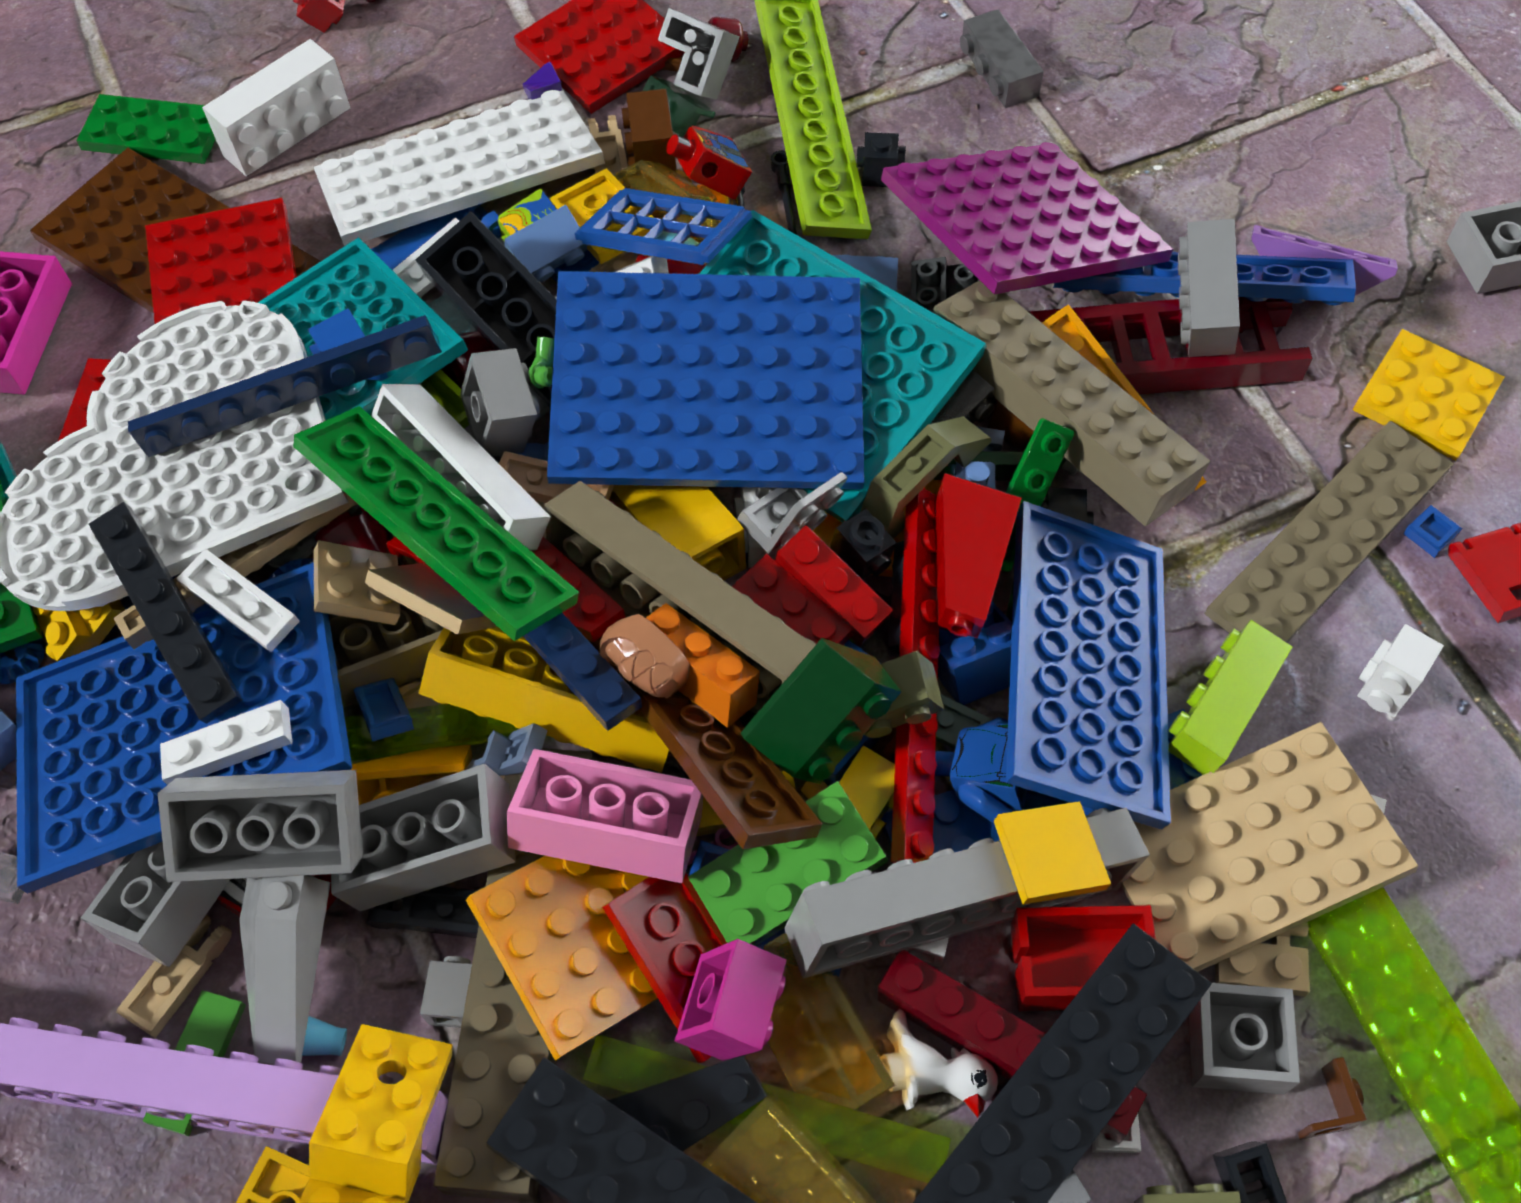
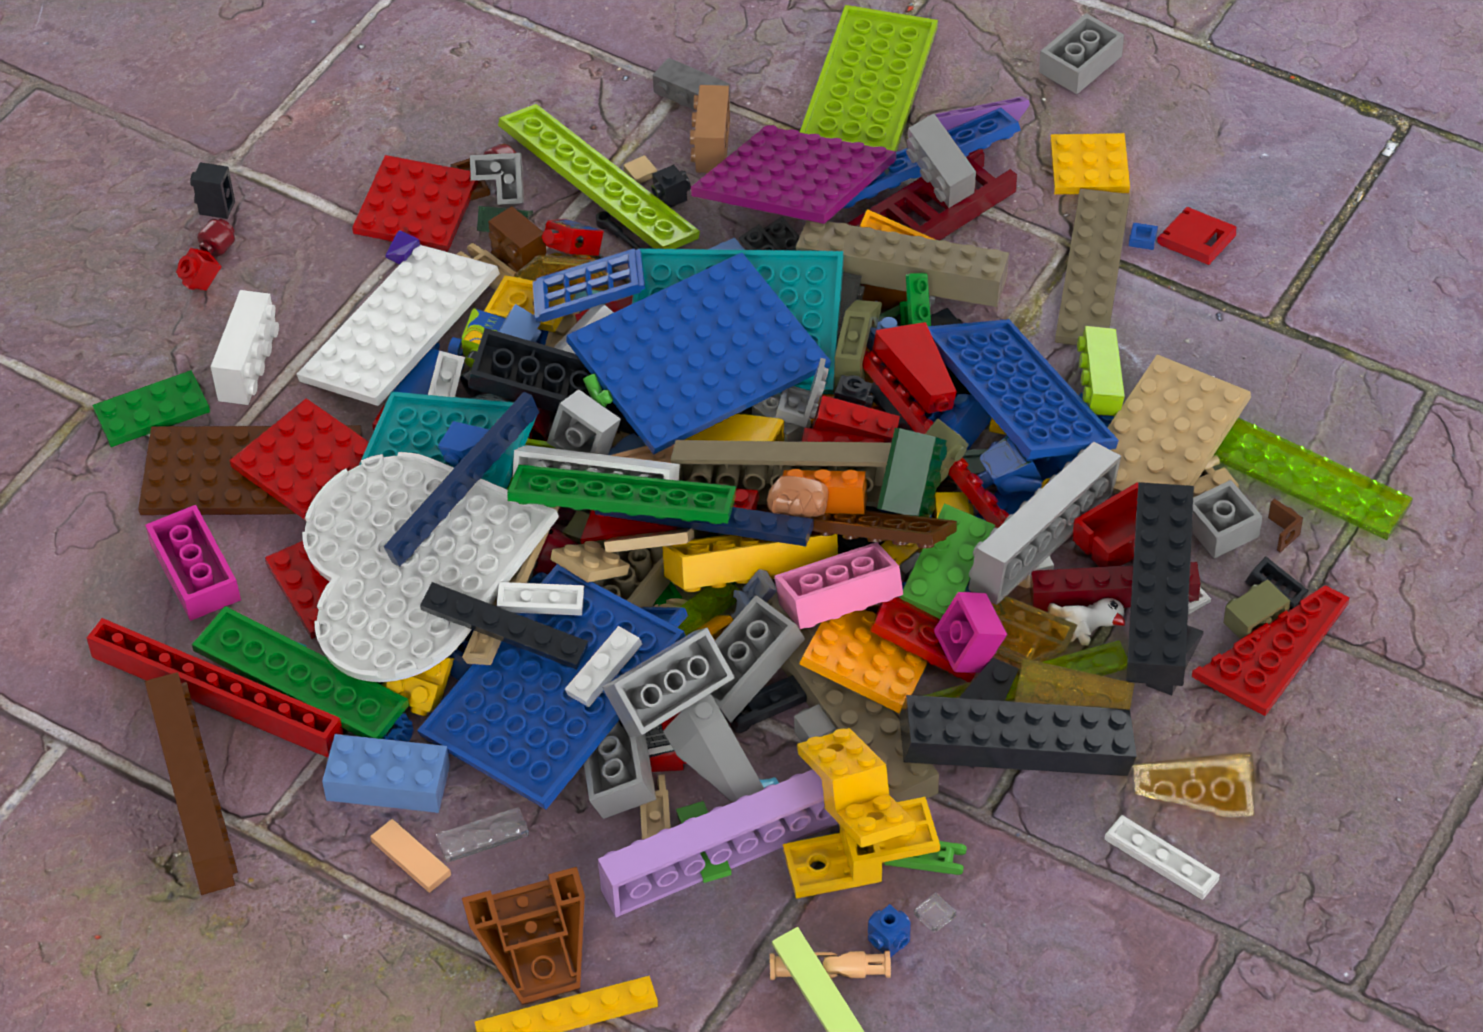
camera: 35 degrees left, 10 degrees down
(868, 121) = (640, 169): none -> tan tile
(980, 109) = (711, 127): none -> medium nougat brick
(1051, 852) = (1076, 474): yellow tile -> none
(1222, 145) = (870, 77): none -> lime plate
(1398, 670) = (1176, 312): white brick -> none

